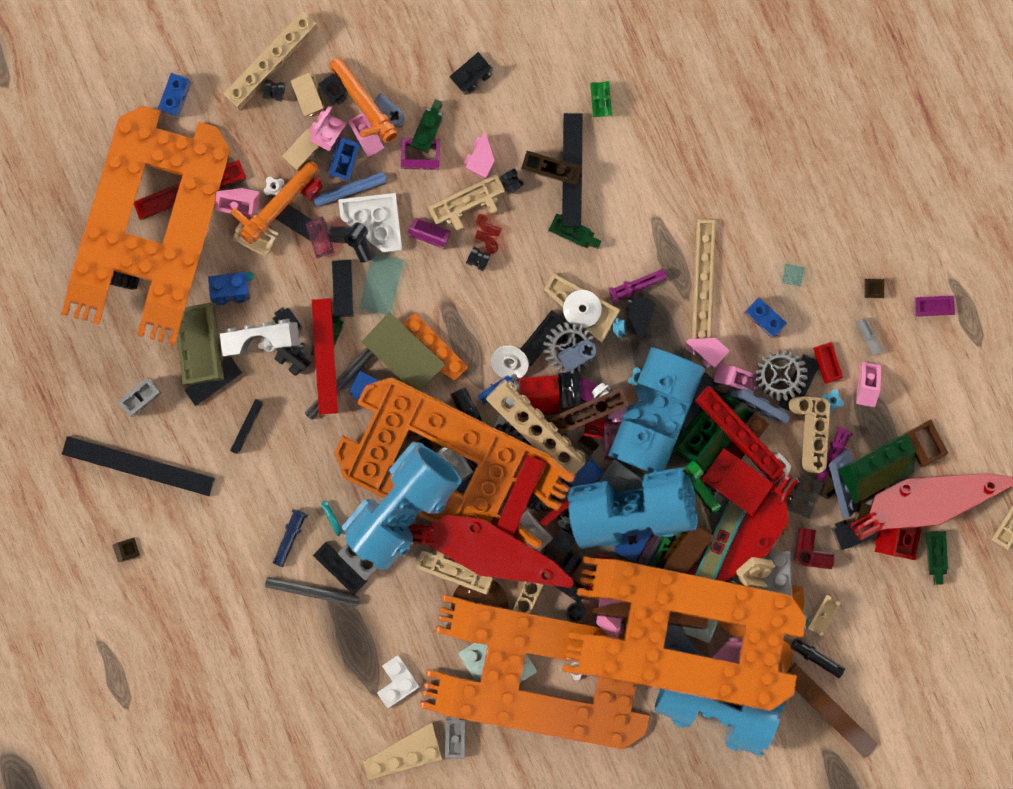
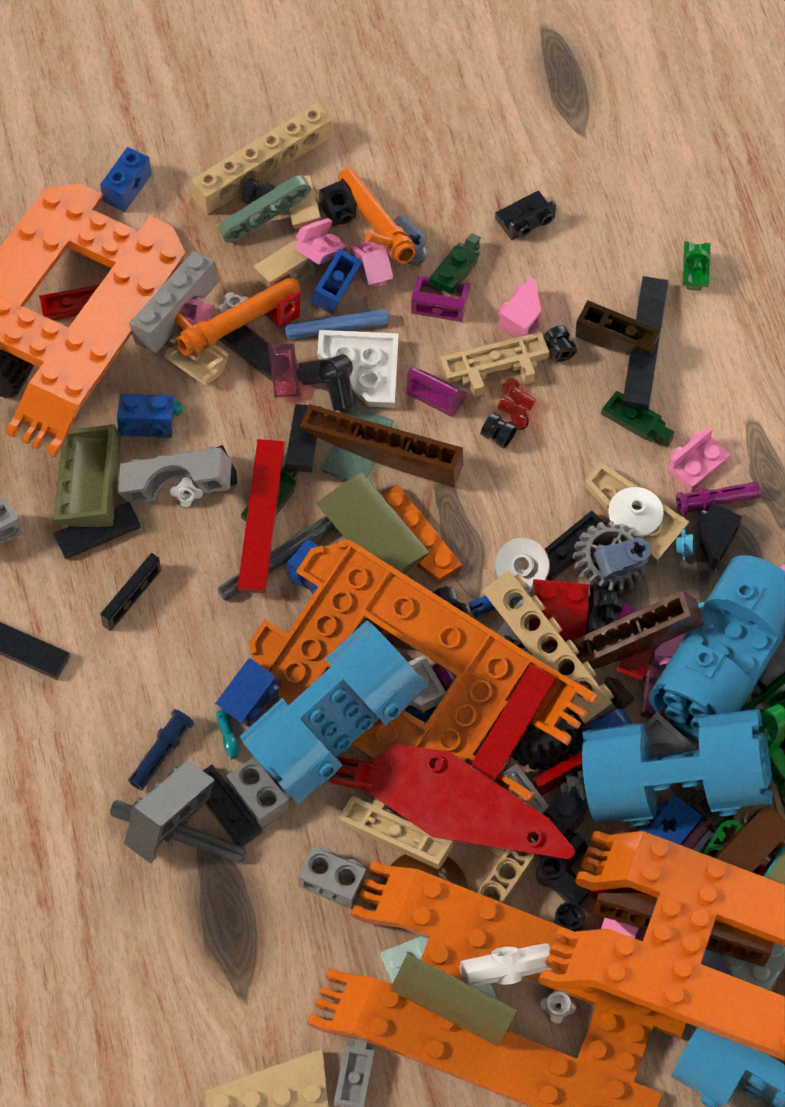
camera: 10 degrees right, 25 degrees down
(223, 218) = (155, 320): none -> light grey arch
(281, 107) = (288, 194): none -> sand green beam
(296, 356) = (206, 506): black hips -> none
(303, 583) = (166, 807): none -> dark grey wedge
(340, 490) = (249, 692): none -> blue brick
(399, 286) = (386, 445): none -> reddish brown slope
(402, 683) = (286, 986): white plate -> none
(417, 613) = (328, 884): none -> light grey brick
(509, 691) = (453, 999): none -> olive slope
(540, 659) = (505, 965): none -> white piece
(621, 257) = (697, 459): none -> bright pink bracket

